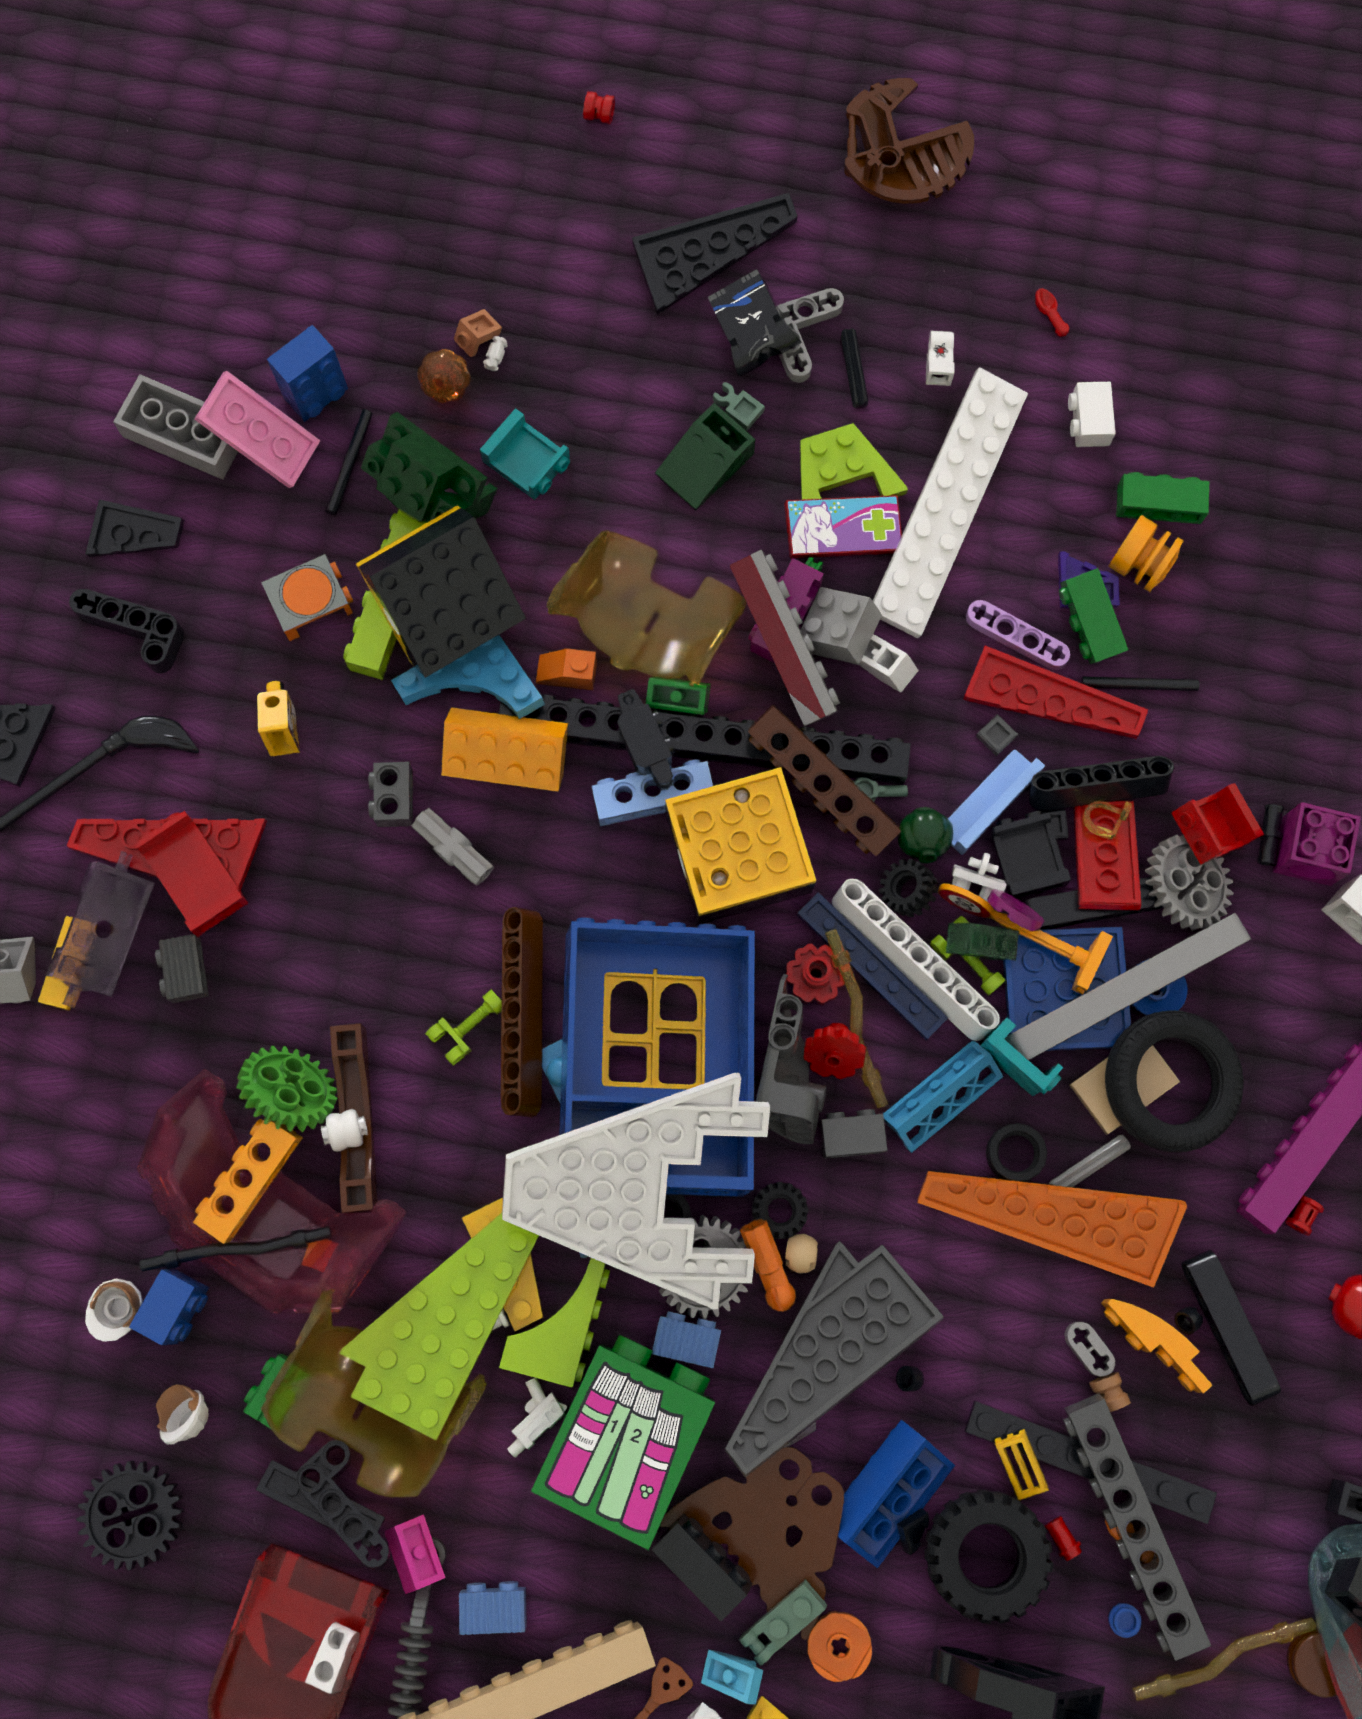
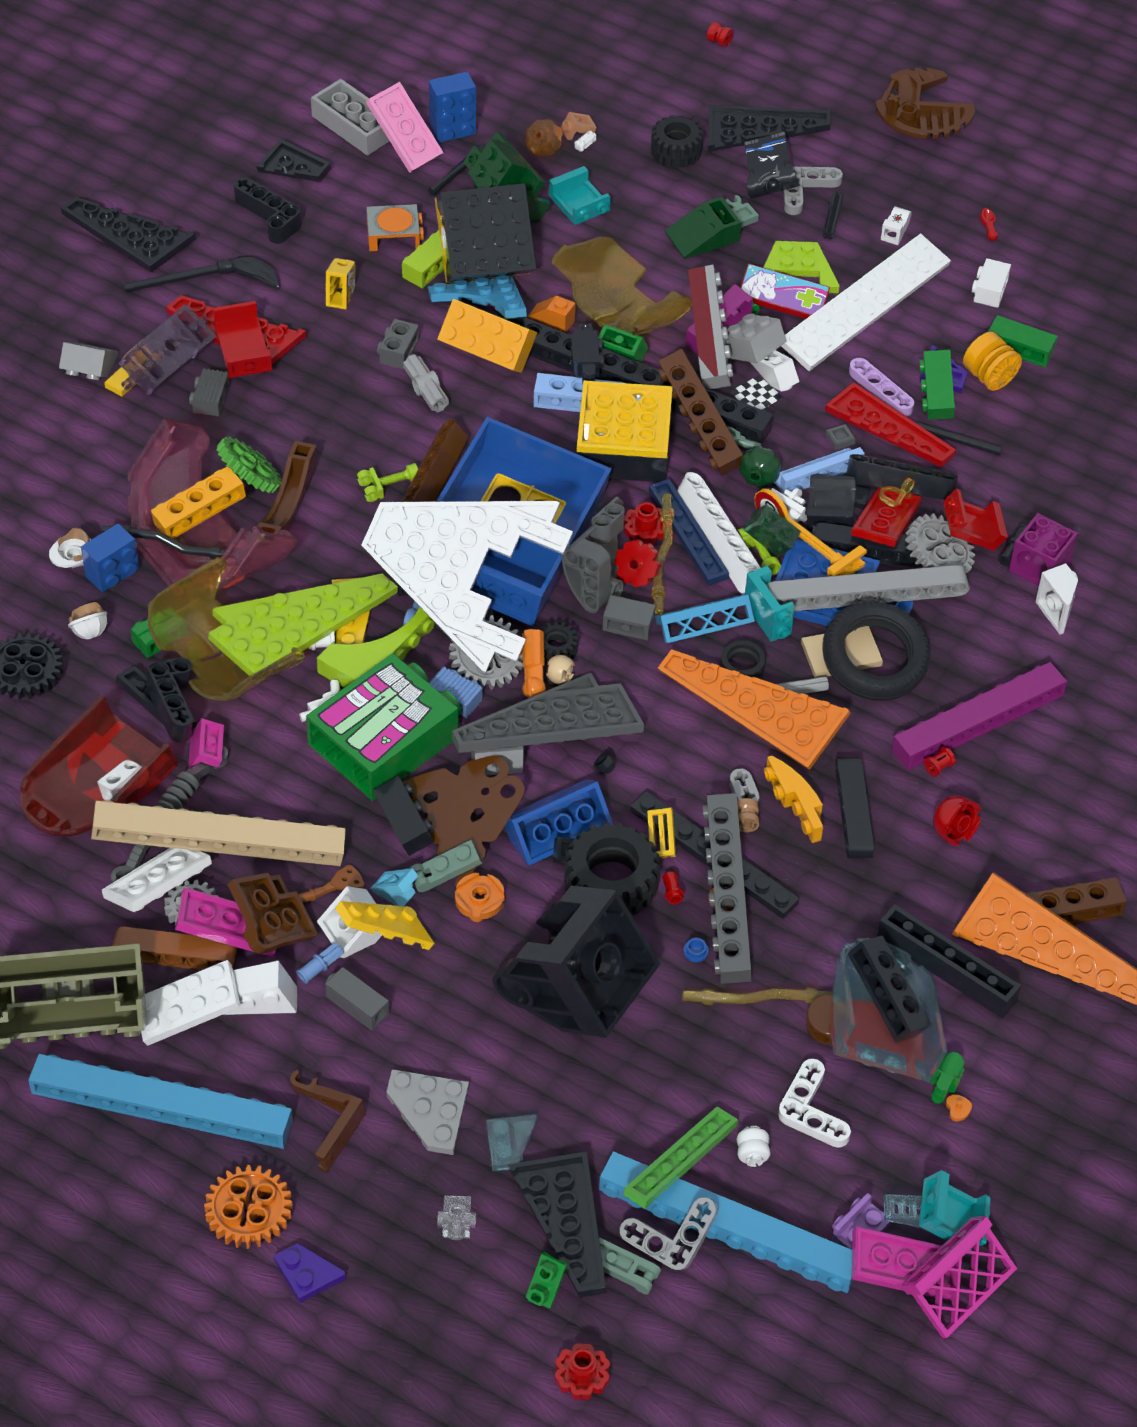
camera: 20 degrees right, 25 degrees down
(344, 1130) = (276, 498): white piece -> none
(492, 1609) = (244, 794): medium blue brick -> none
(615, 298) = (676, 141): none -> black tyre
(868, 701) = (756, 393): none -> sticker
(895, 882) = (734, 491): black tyre -> none
(1017, 911) = (803, 516): magenta tile -> none
(1182, 1322) = (826, 794): black hinge -> none

